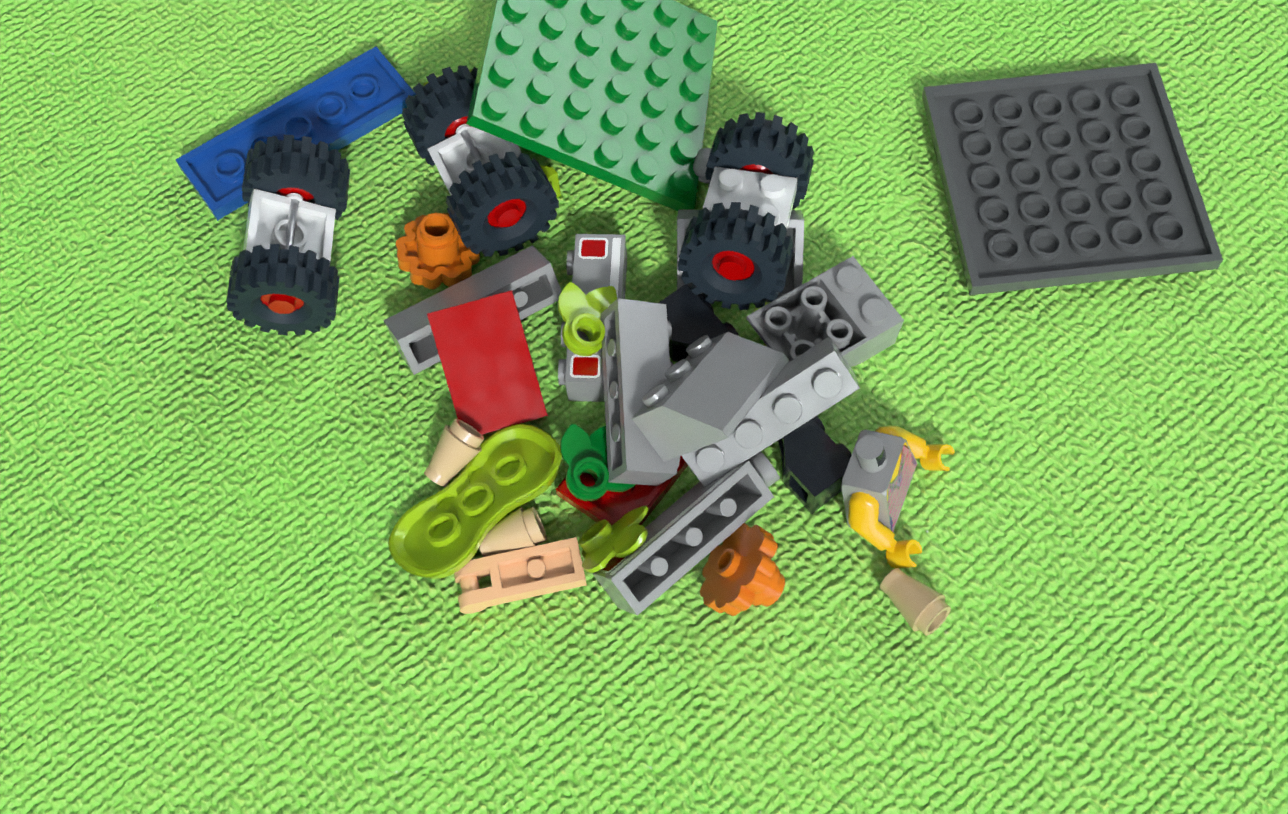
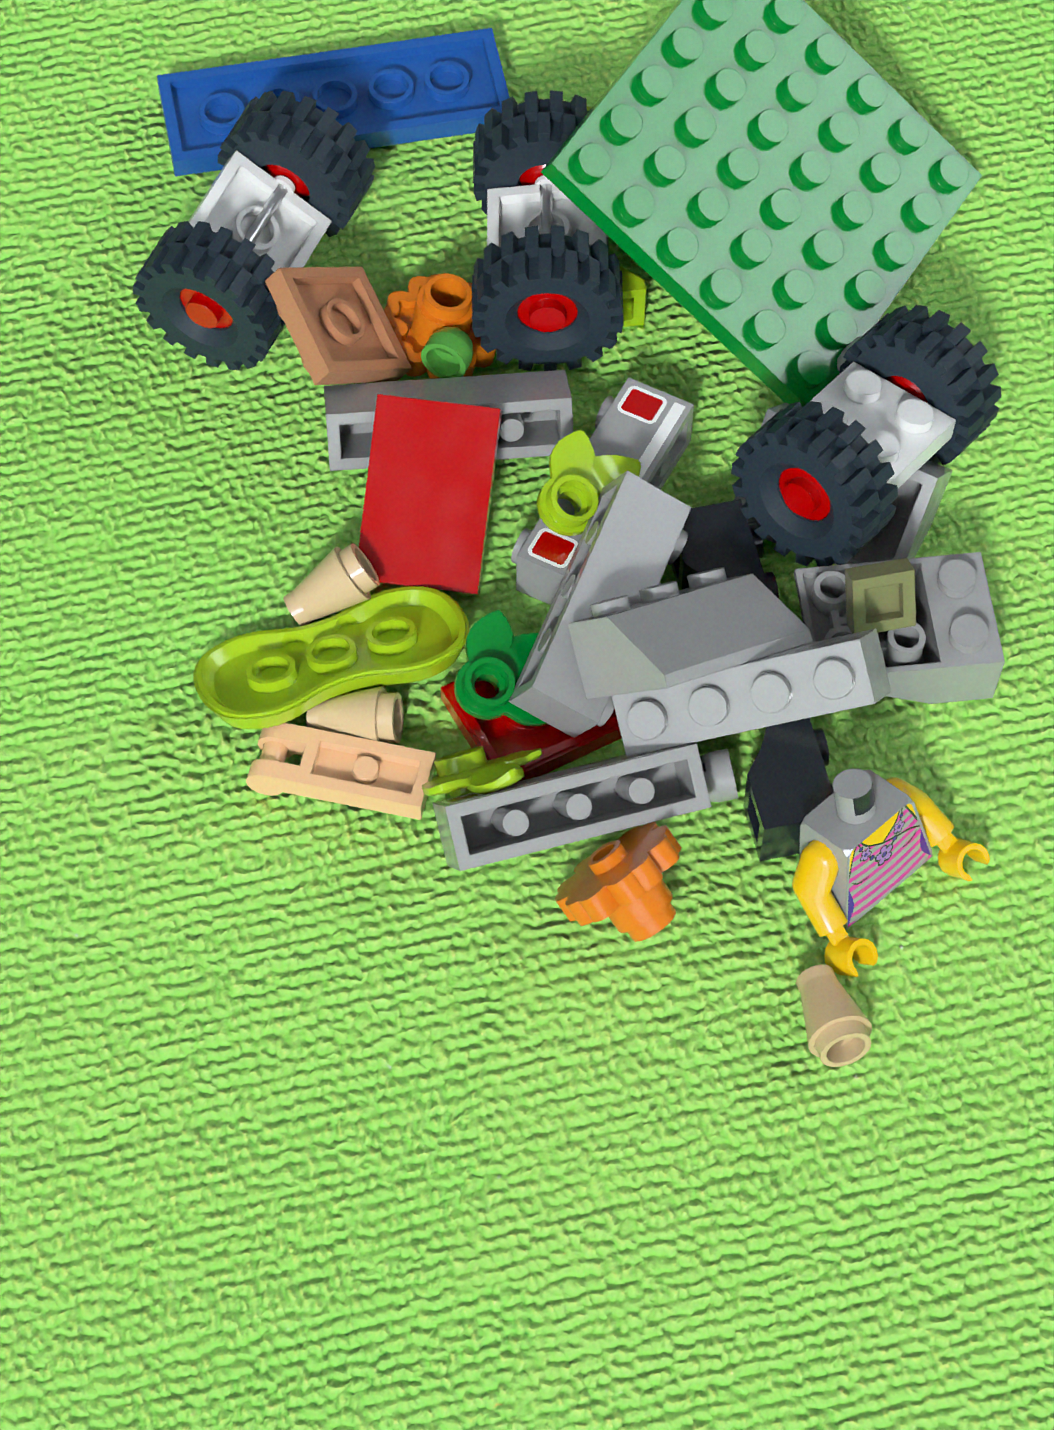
camera: 20 degrees right, 5 degrees down
(375, 277) = (337, 325): none -> nougat plate
(453, 265) = (448, 352): none -> bright green hinge
(815, 312) = (880, 596): none -> olive tile

